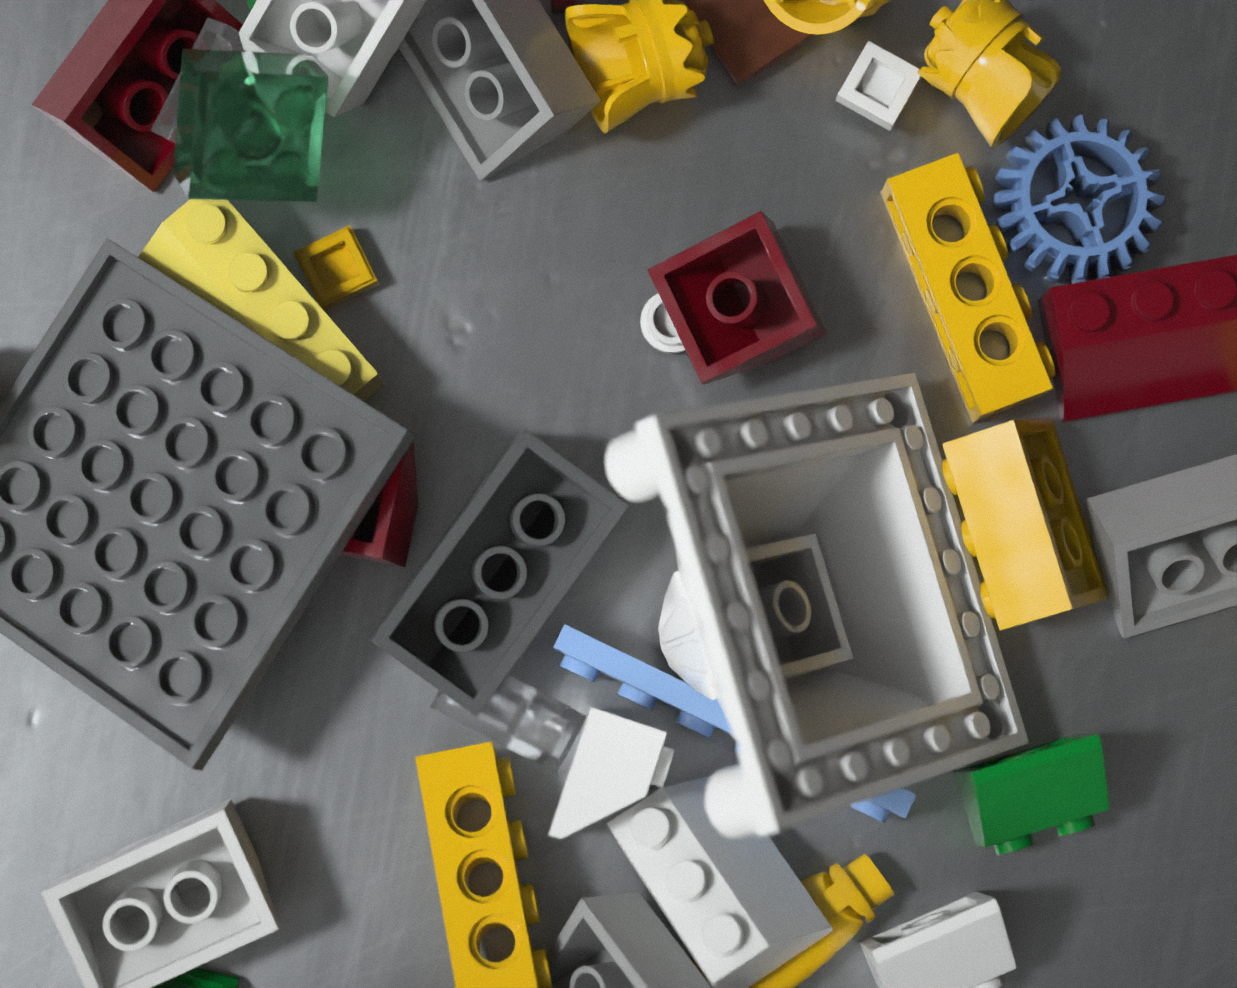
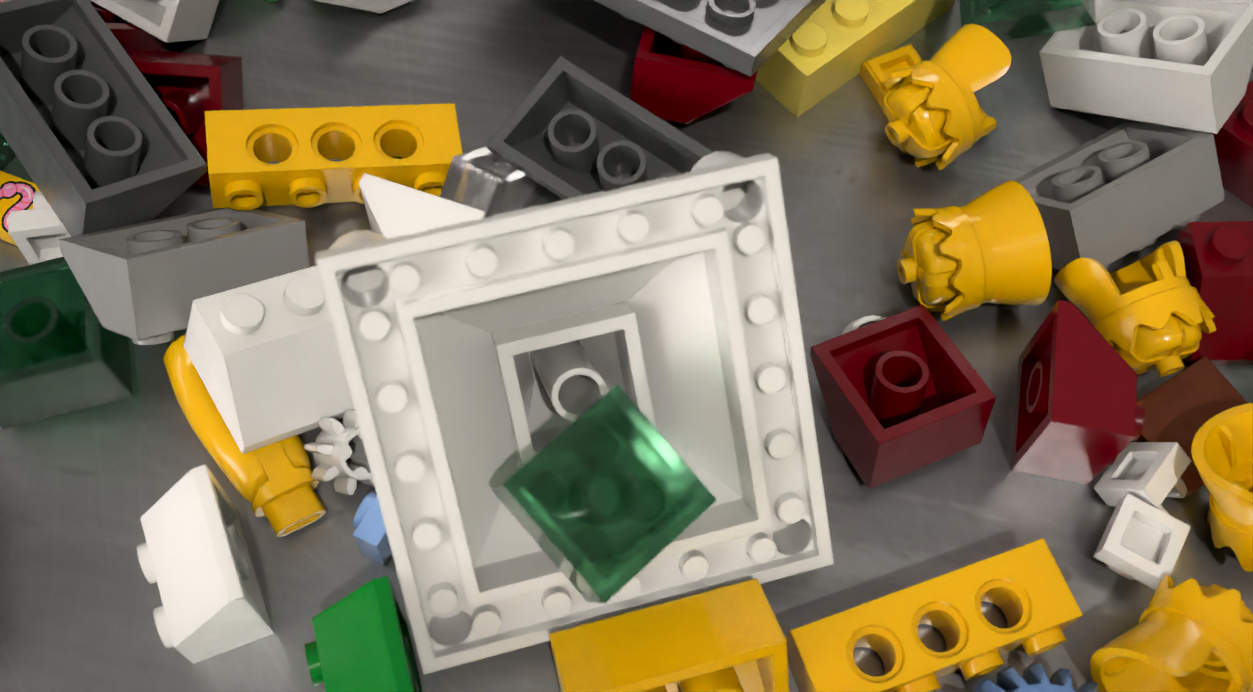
camera: 90 degrees right, 20 degrees down
(393, 230) = (934, 102): none -> yellow hat
(586, 213) = (978, 253): none -> yellow hat
(749, 136) = (1072, 400): none -> dark red slope
(809, 72) = (1146, 472): none -> white tile
(816, 842) = (332, 451): none -> white gear
(906, 581) = (604, 496): none -> clear green brick

